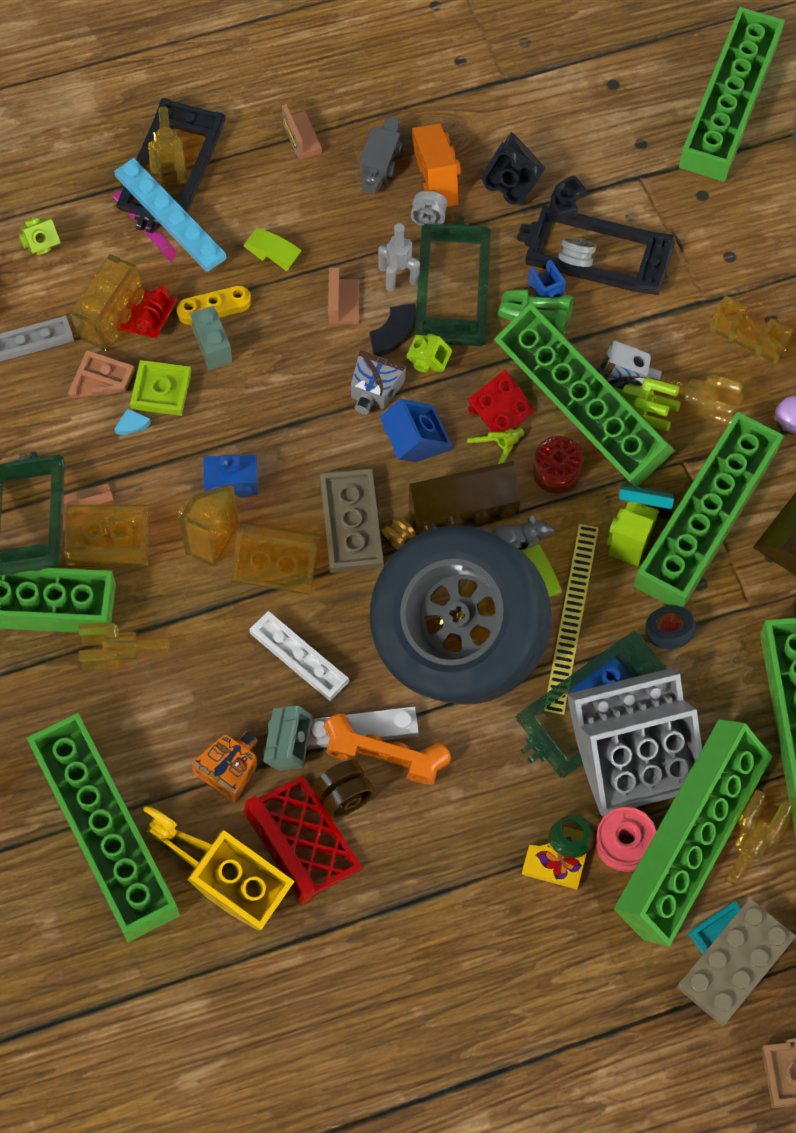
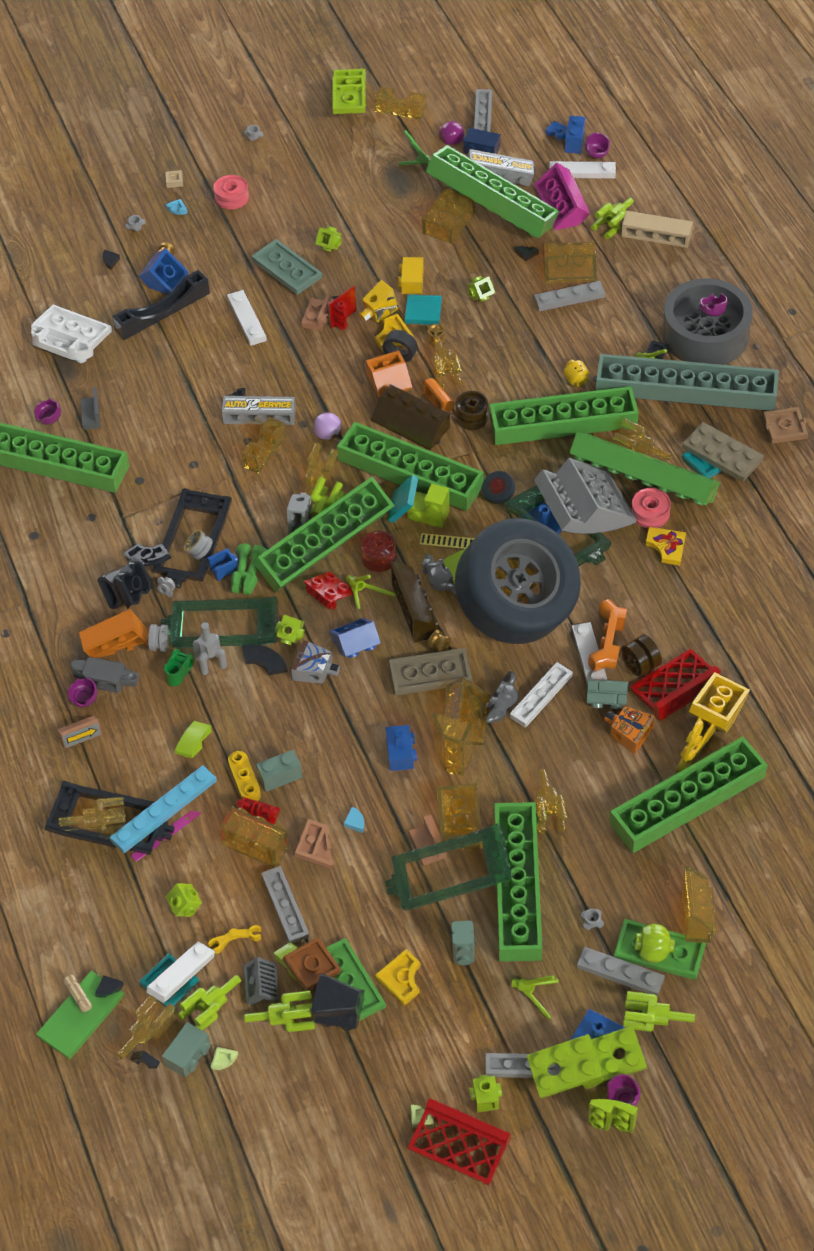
camera: 90 degrees left, 10 degrees down
(160, 388) = (324, 802): lime plate -> none
(298, 608) = (502, 699): none -> dark grey animal
(343, 299) = (237, 693): nougat panel -> none
(352, 133) = (83, 692): none -> magenta hair
(384, 230) = (178, 667): none -> green piece
(514, 219) = (166, 586): none -> light grey plate
(568, 848) = (657, 541): dark green piece -> none

